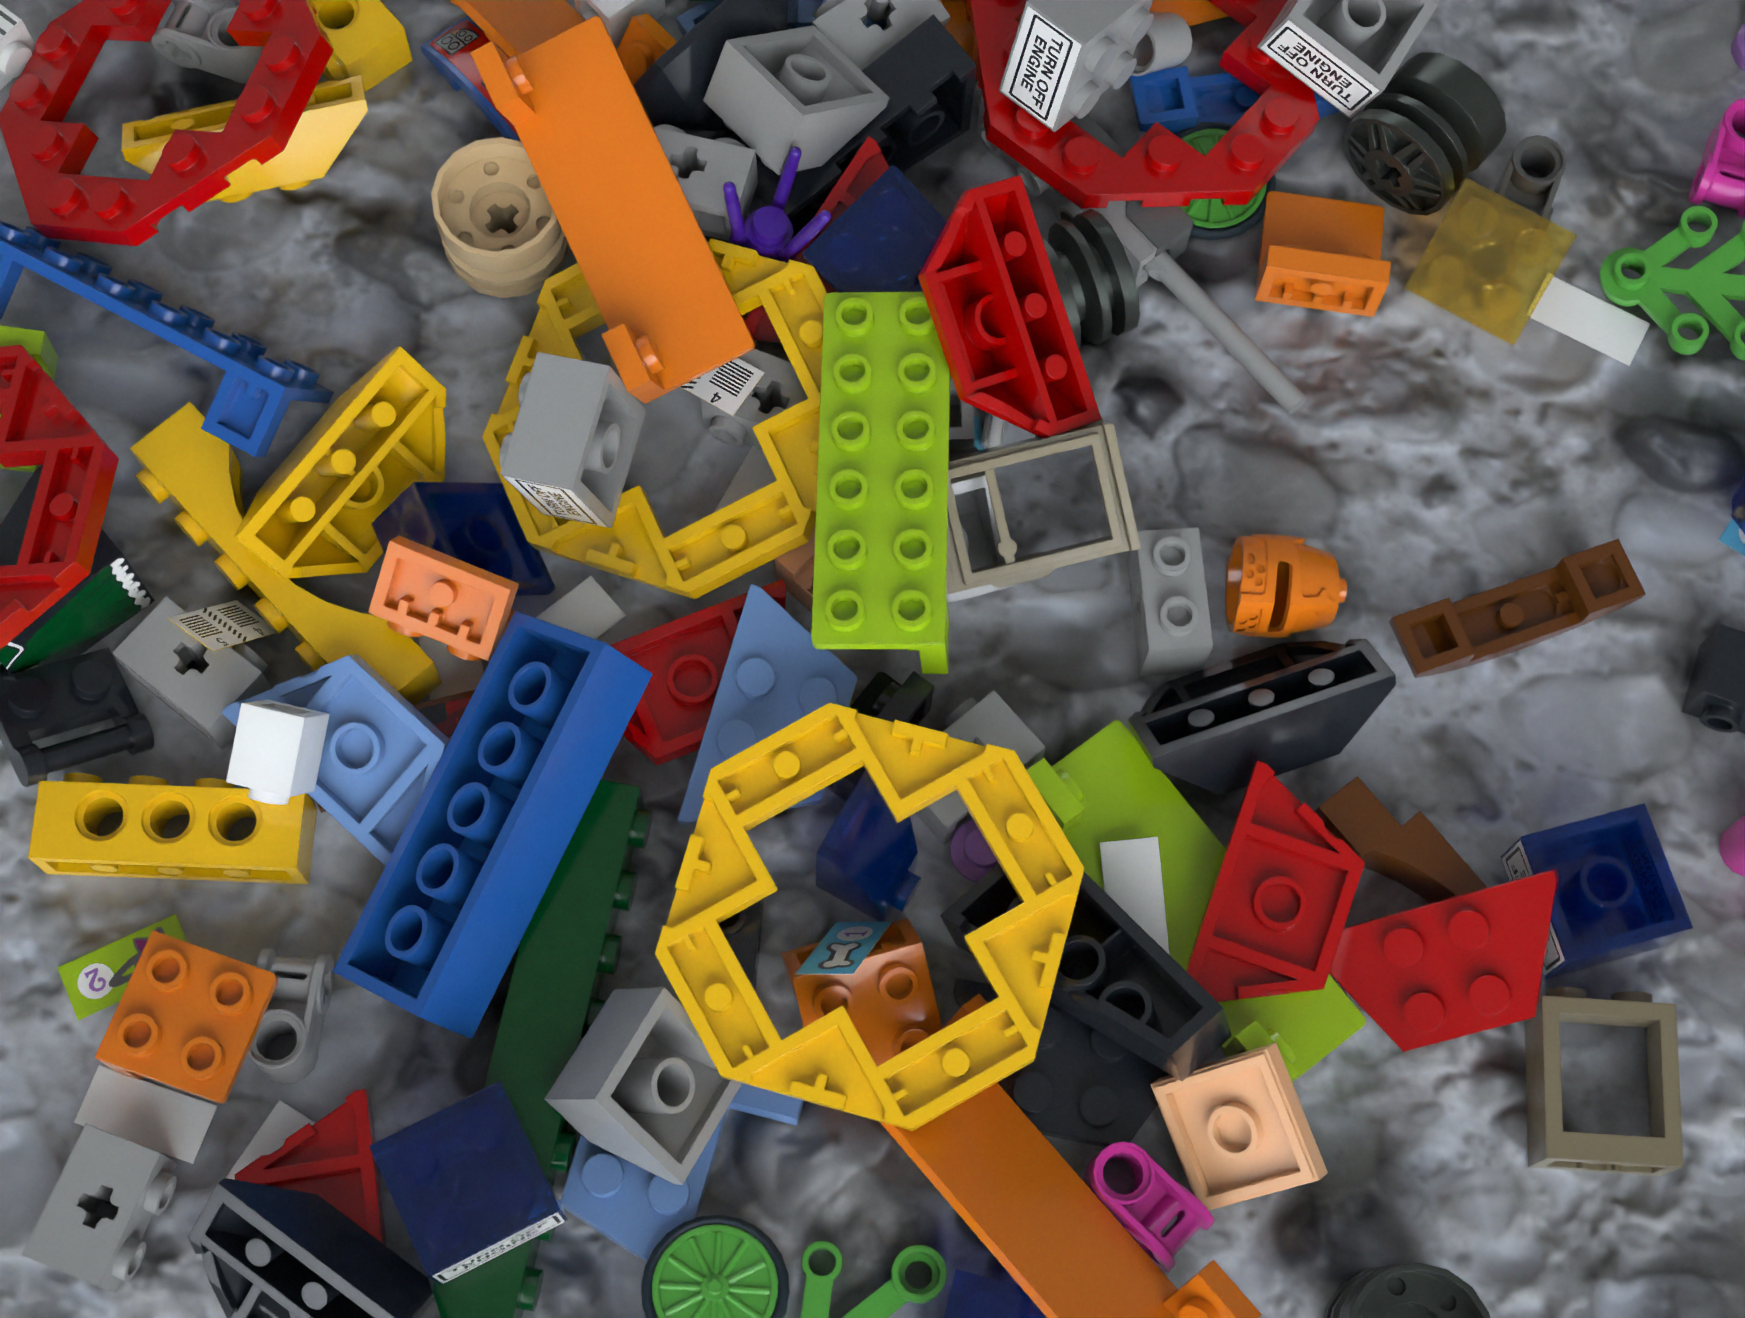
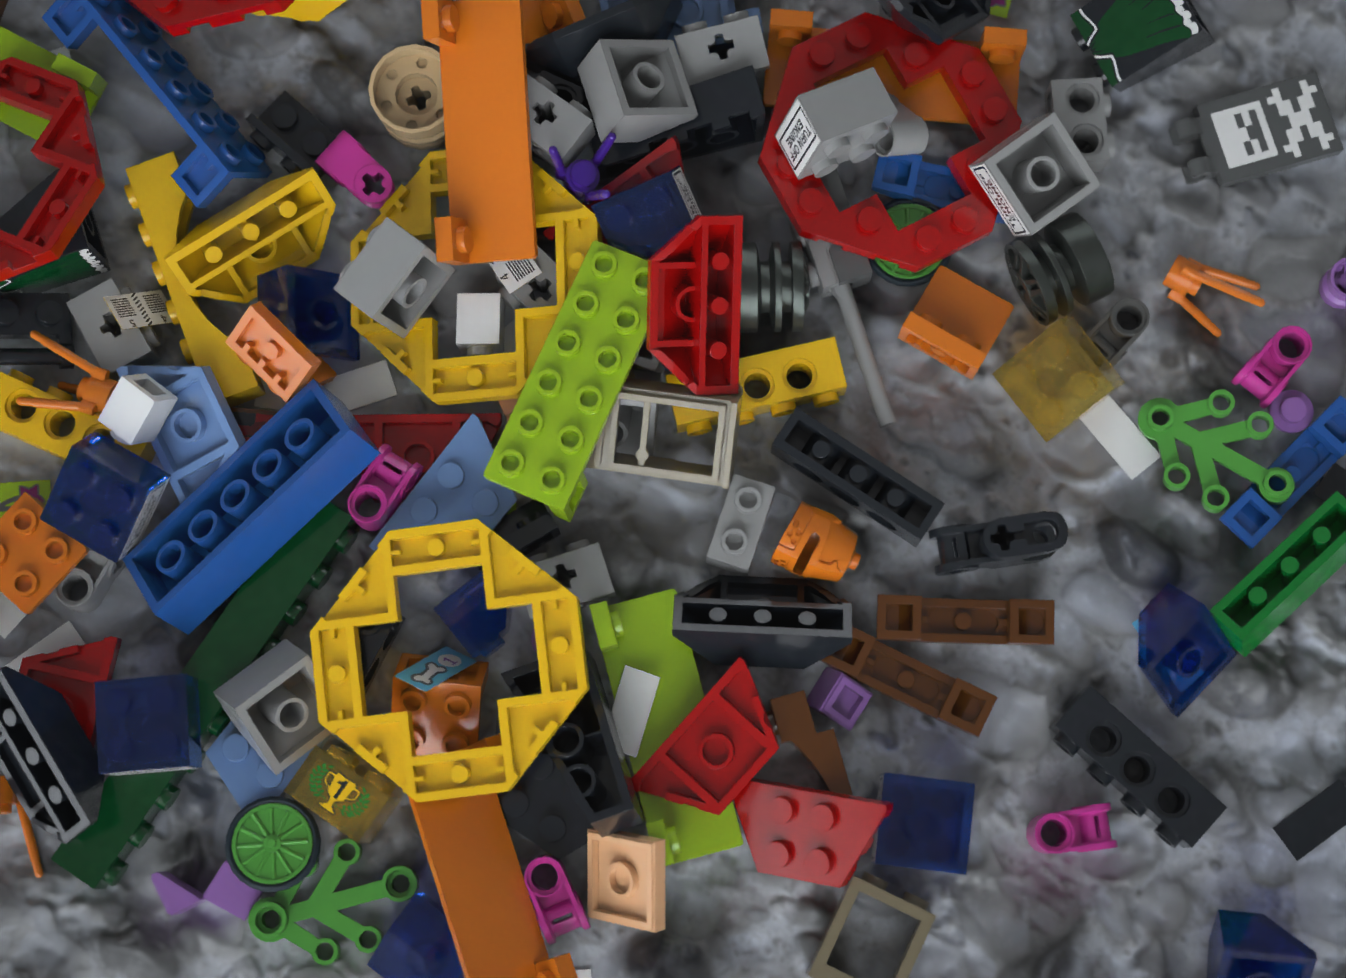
camera: 30 degrees right, 10 degrees up
(199, 759) = (91, 391): none -> orange plant
(275, 888) = (104, 496): none -> clear blue brick
(345, 331) = (291, 133): none -> black bracket
(450, 338) = (352, 167): none -> dark pink piece
(668, 723) = (384, 485): none -> dark pink piece
(703, 471) = (480, 323): none -> white brick
(789, 1169) = (344, 794): none -> clear yellow brick
(1169, 360) = (816, 359): none -> yellow brick
(1294, 481) = (856, 477): none -> black brick
(1399, 776) = (838, 698): none -> medium lavender slope
(1493, 720) = (913, 683): none -> reddish brown slope
(1520, 490) = (974, 545): none -> black piece
(1580, 97) = (1187, 277): none -> orange plant

